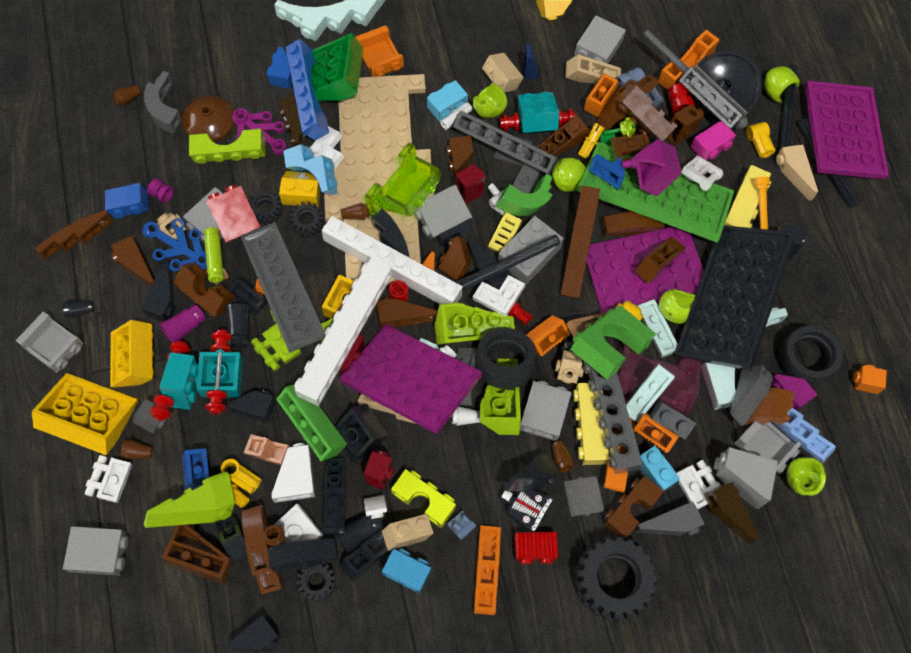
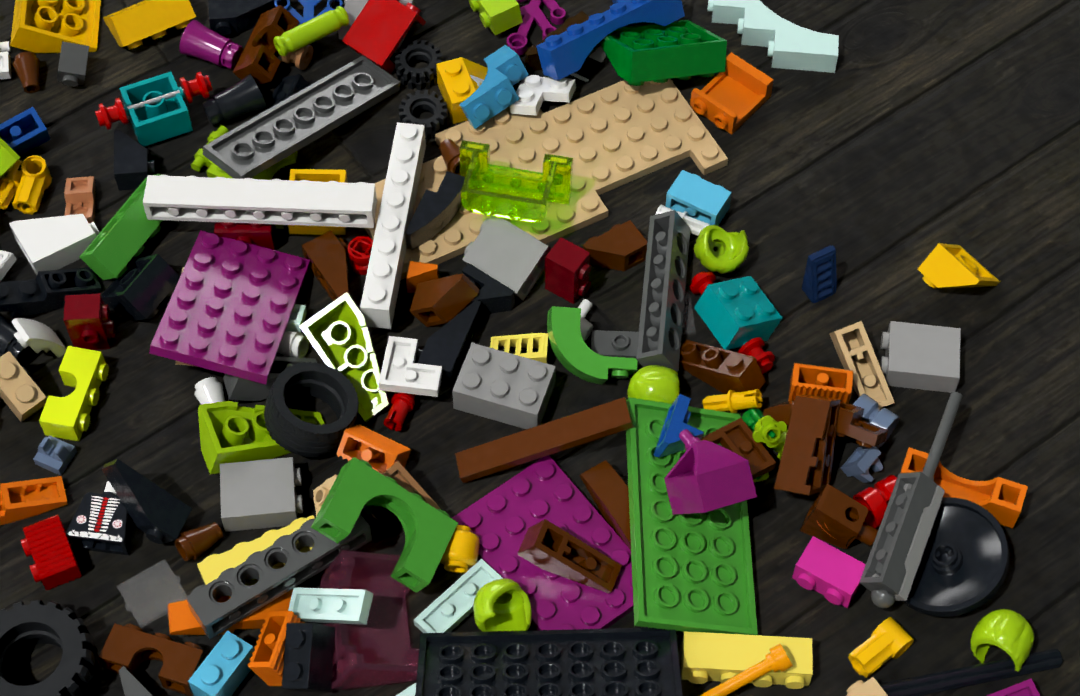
camera: 70 degrees right, 10 degrees down
(178, 382) = (123, 63): teal brick -> none
(502, 72) = (783, 247): tan brick -> none
(509, 262) = (457, 355): black axle -> none
(698, 168) = (766, 566): white plate -> none

